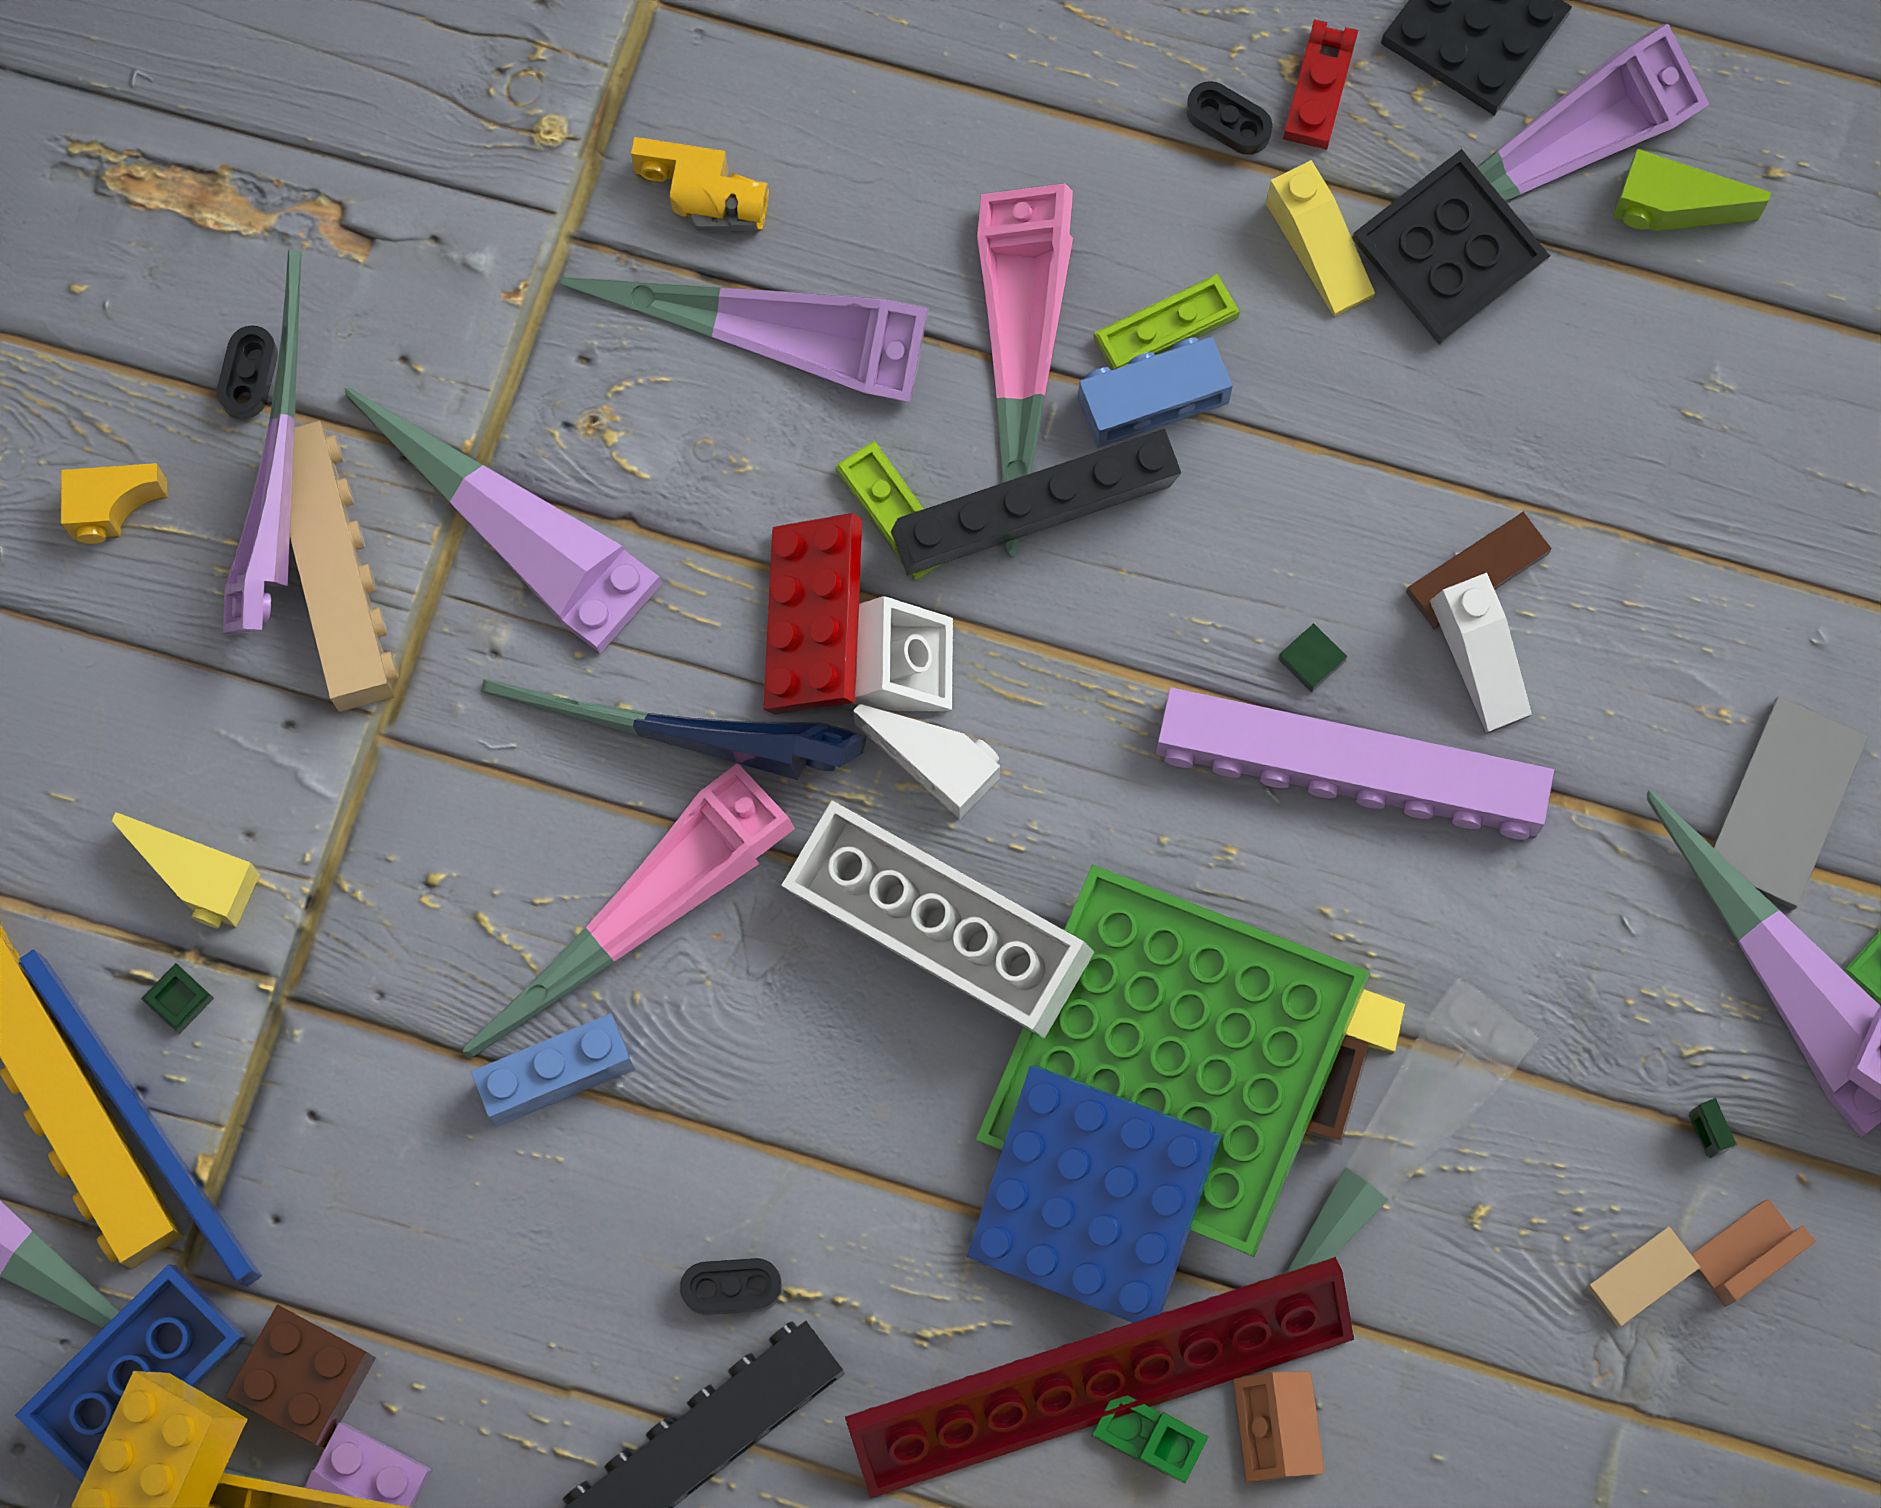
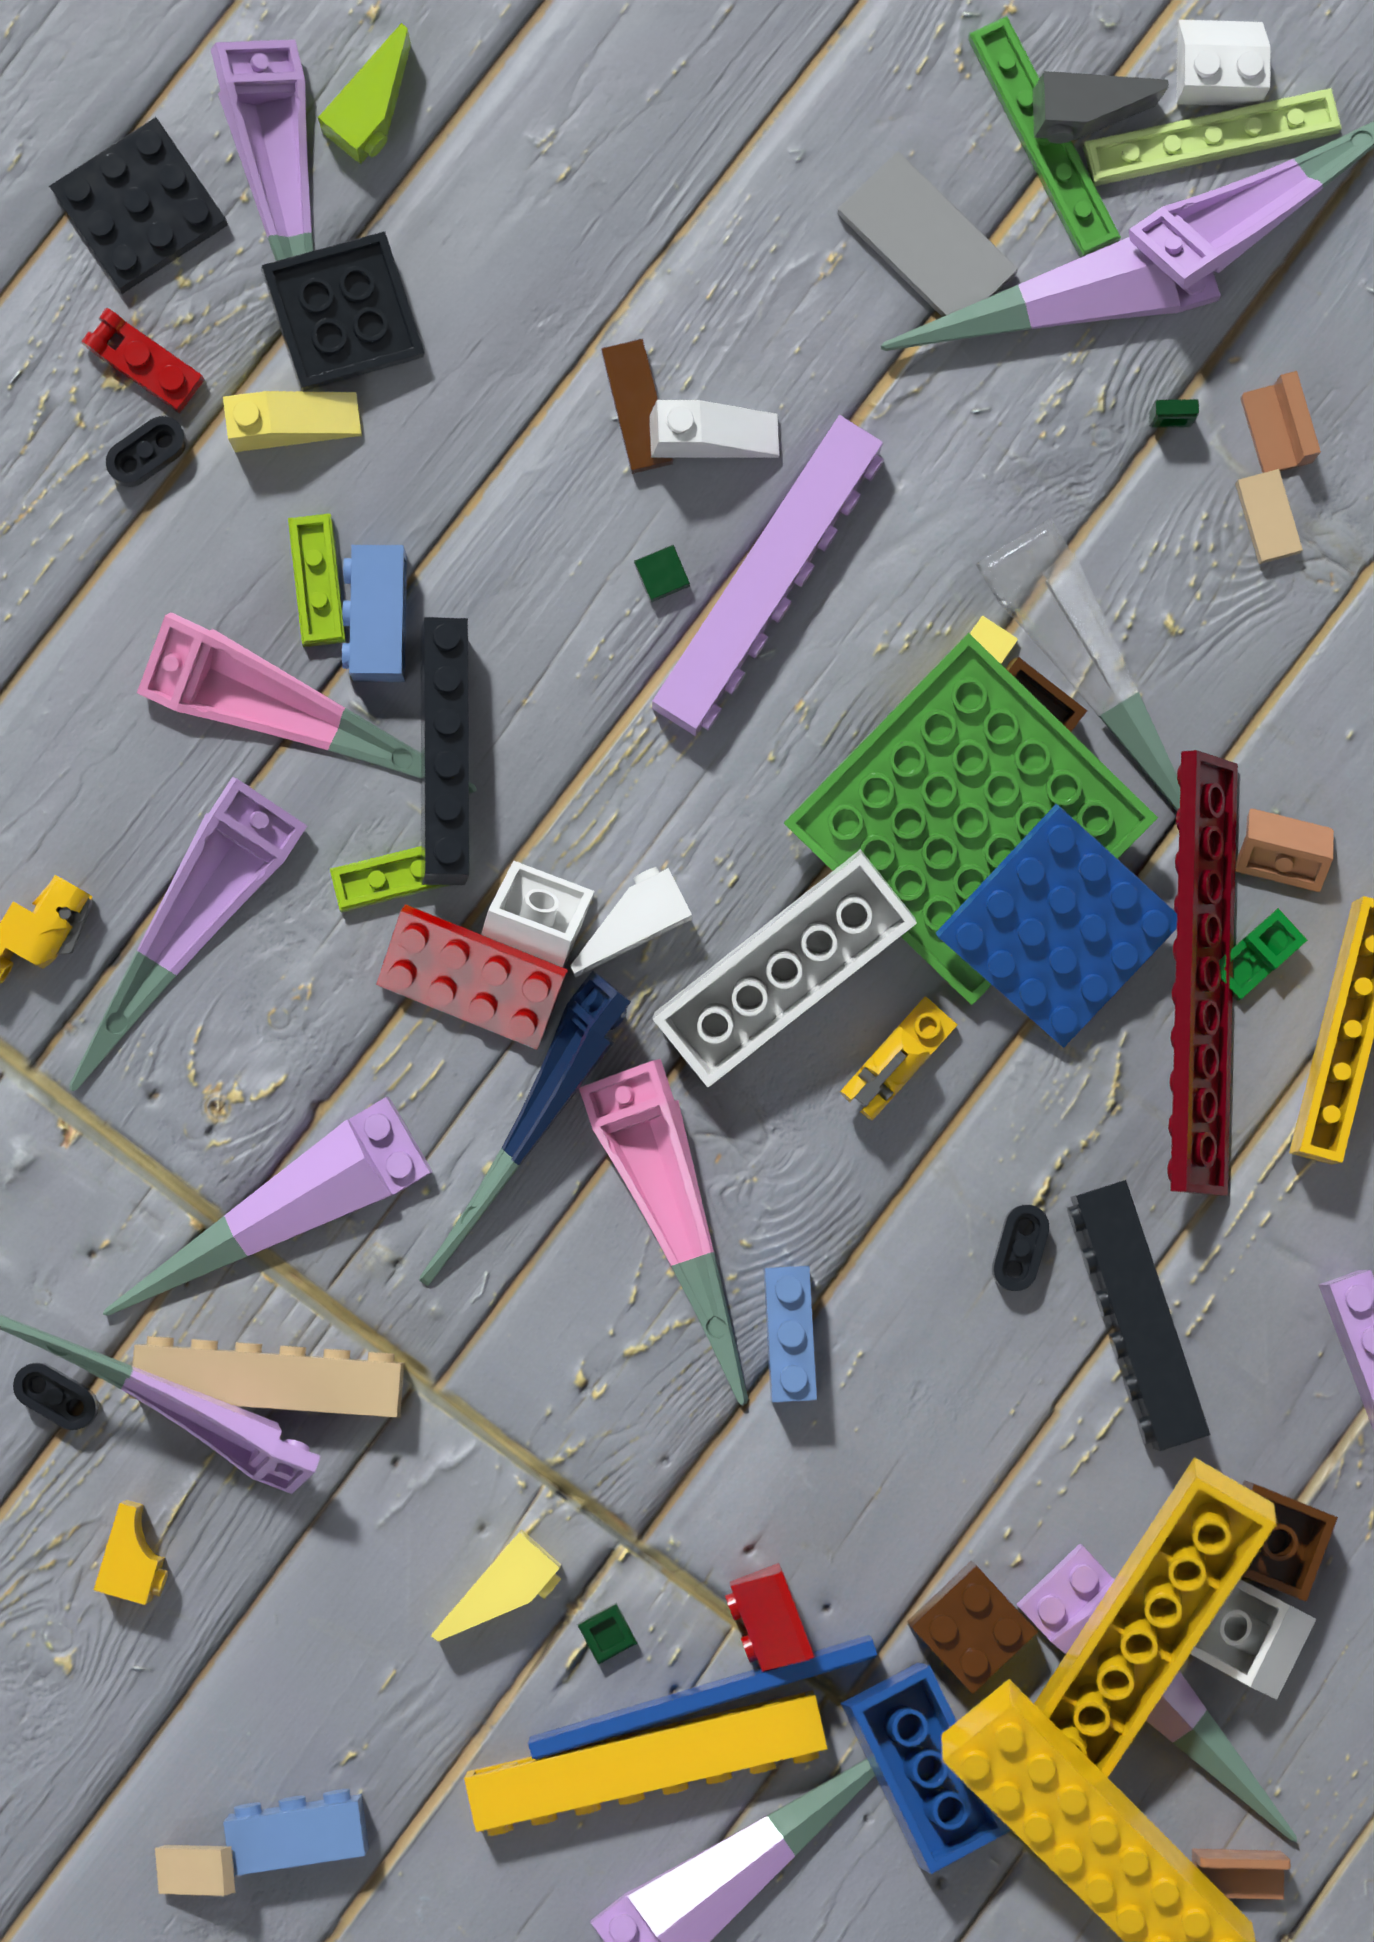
camera: 75 degrees left, 10 degrees up
(243, 1157) = (770, 1618): none -> red slope
(888, 1081) = (898, 1058): none -> yellow plate

